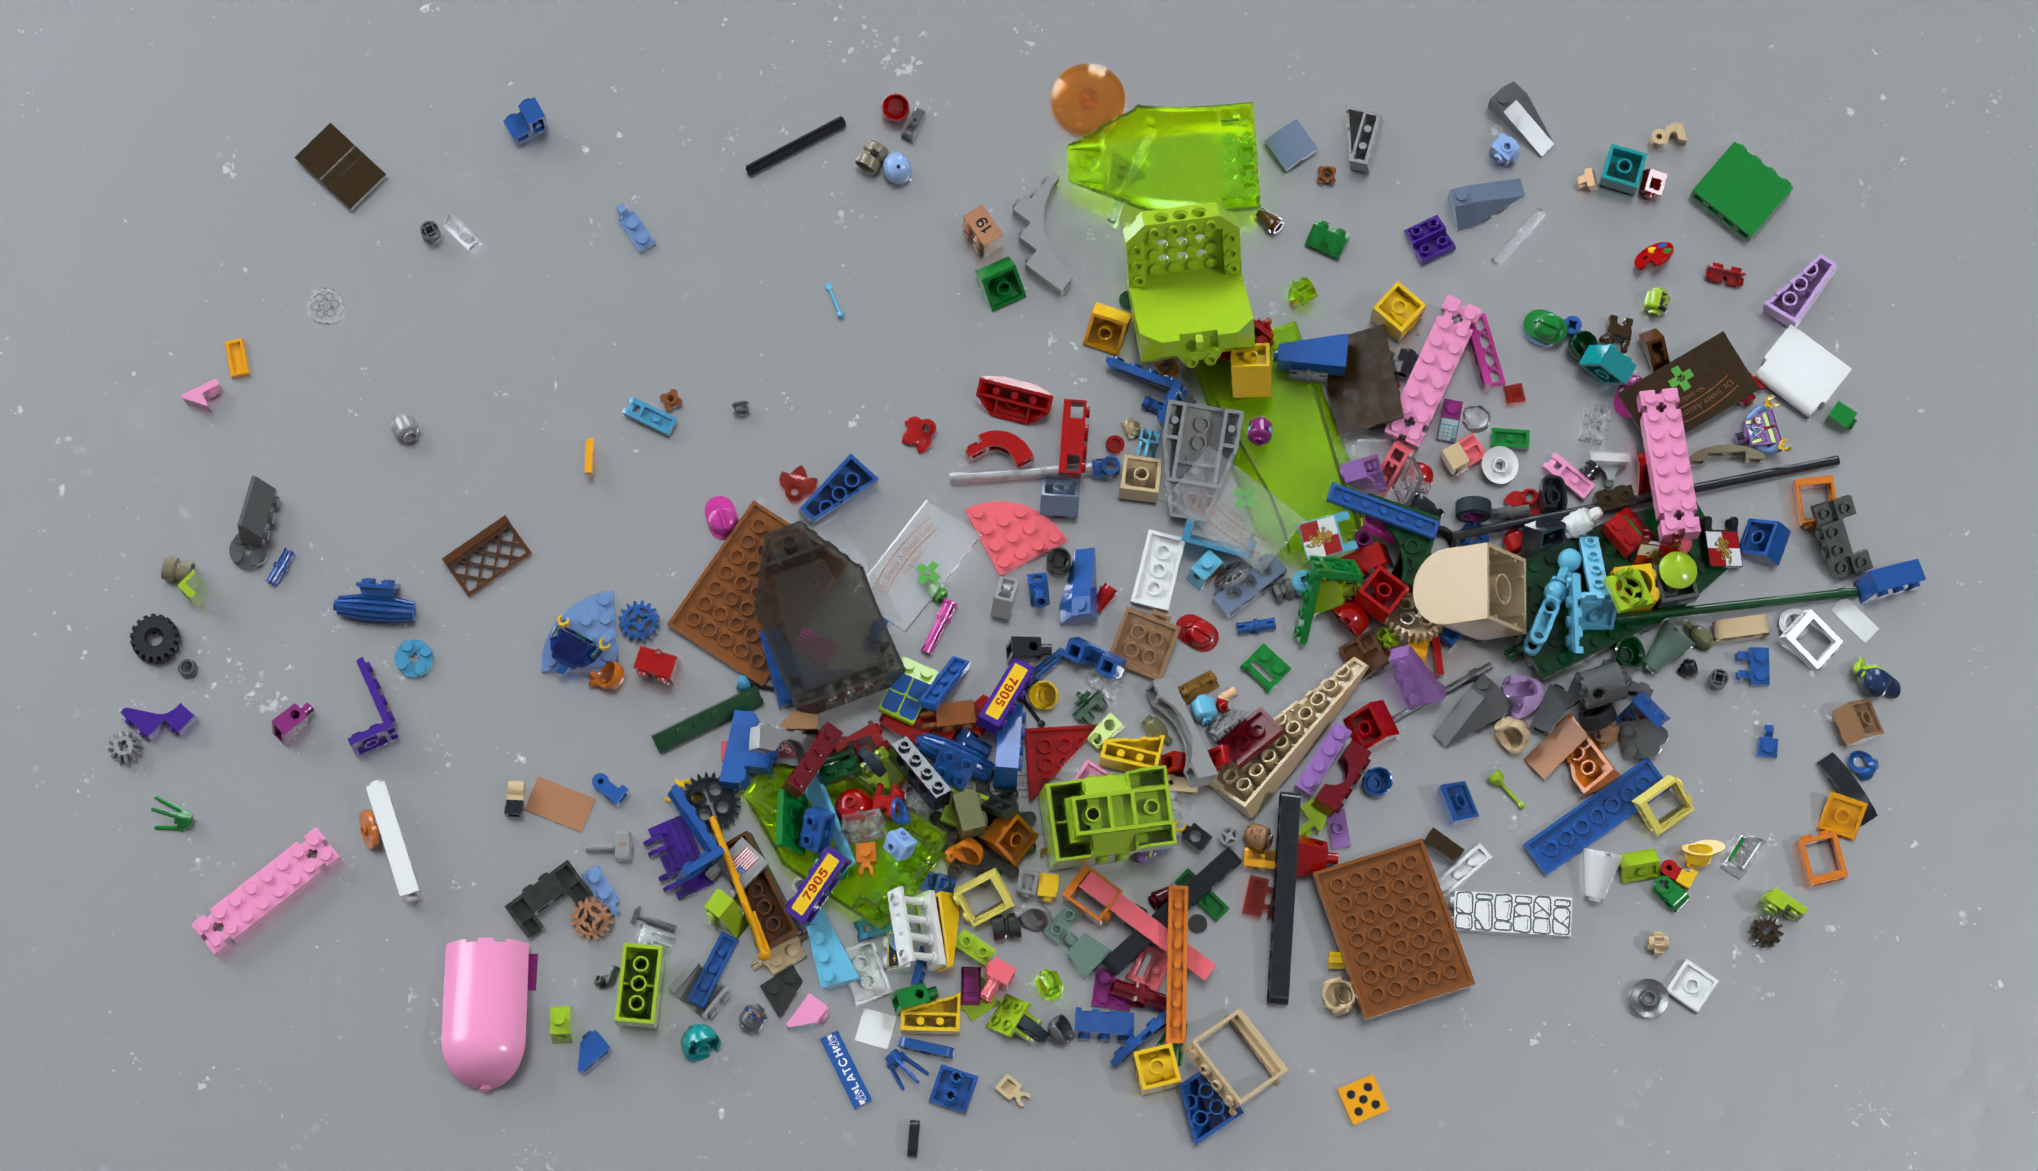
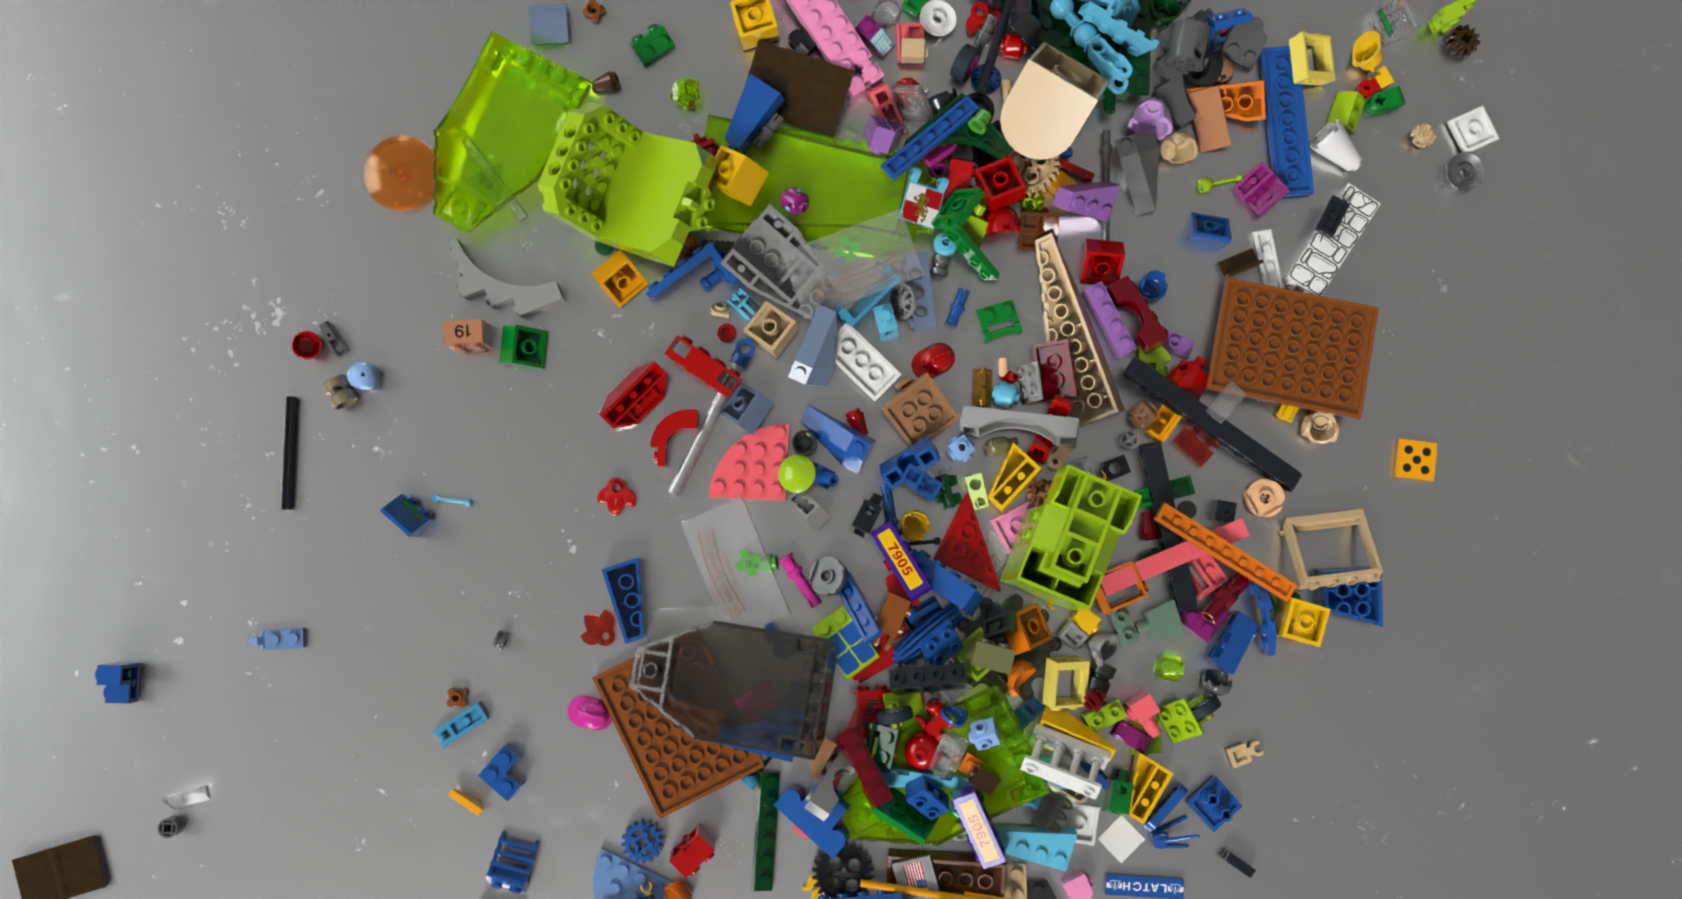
camera: 60 degrees left, 10 degrees up
(547, 526) = (508, 876): none -> blue plate
(631, 468) = (499, 774): none -> blue brick
(801, 272) = (408, 515): none -> blue slope
(861, 863) = (983, 778): none -> dark brown brick
(866, 945) = (1050, 810): none -> clear smoke plate
(959, 654) = (837, 580): none -> plate
(983, 927) = (1095, 700): none -> dark red gear
(1028, 569) = (797, 473): none -> lime dish
(1083, 676) = (921, 483): none -> blue slope
(1133, 703) = (955, 453): none -> light blue brick
(1140, 526) = (816, 355): none -> sand blue wedge
(1215, 951) = (1223, 511): none -> black brick
(1249, 995) = (1275, 500): none -> light nougat plate
(1308, 893) = (1225, 402): none -> clear tile
(1422, 544) = (980, 121): none -> bright green piece
(1521, 827) = (1261, 189): none -> magenta slope
(1530, 897) = (1332, 216): none -> black plate

